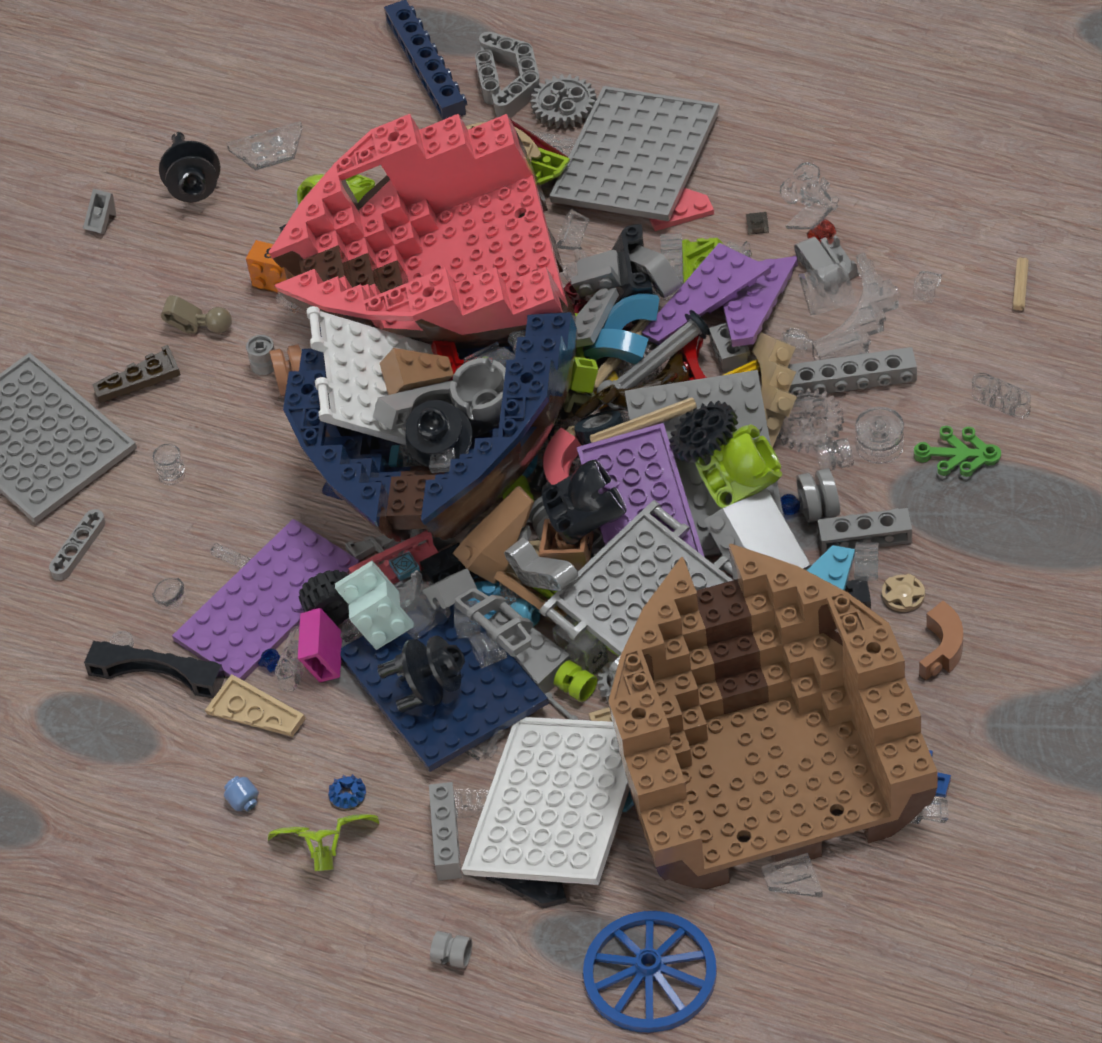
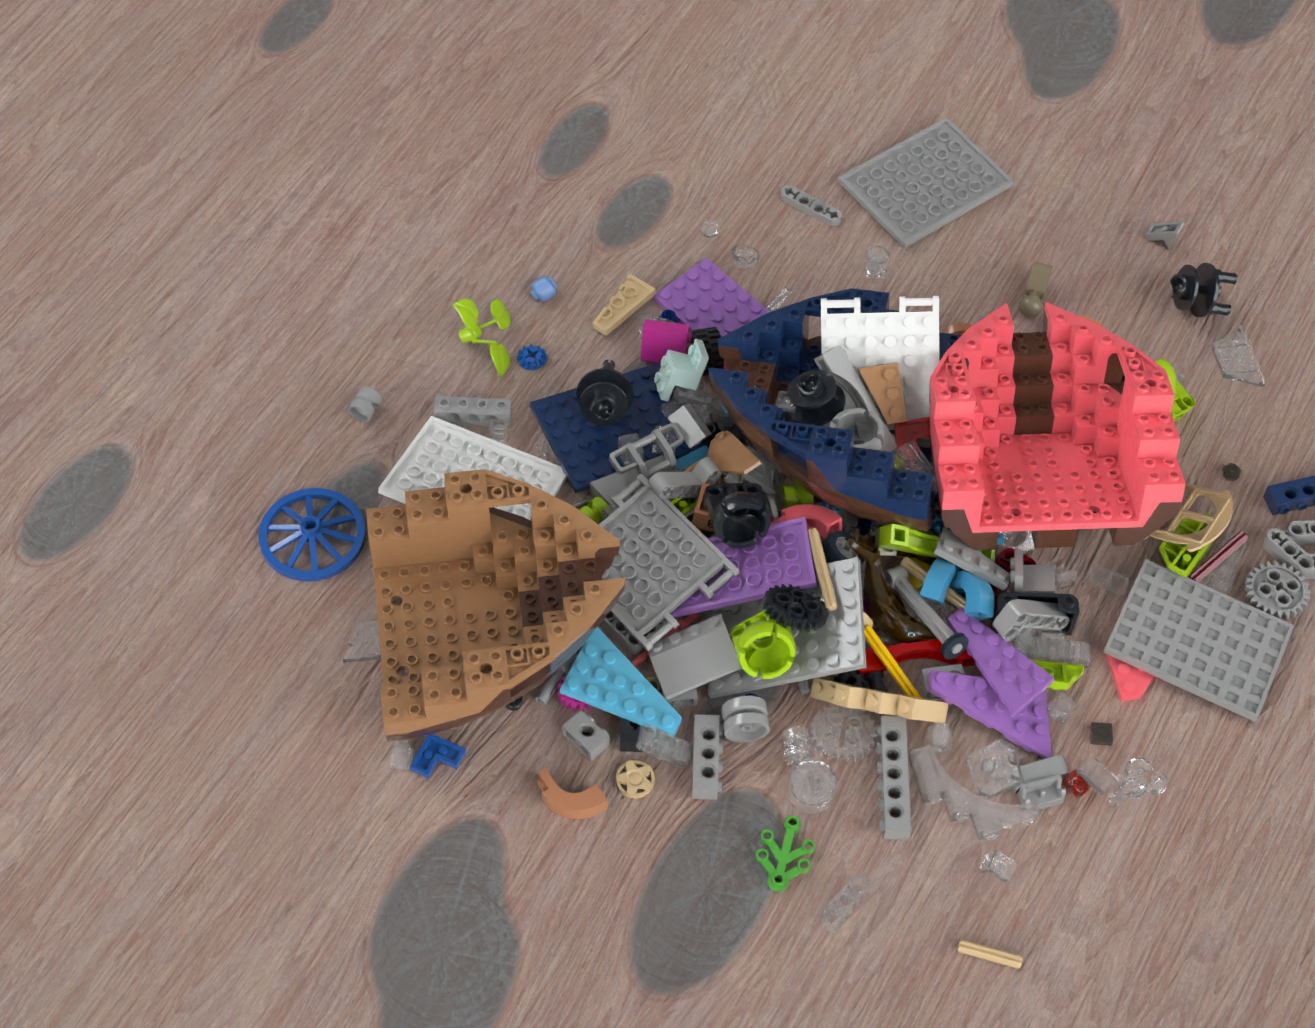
camera: 90 degrees right, 5 degrees up
(112, 660) = (660, 269): black arch -> none
(145, 374) = (979, 252): dark brown wing -> none

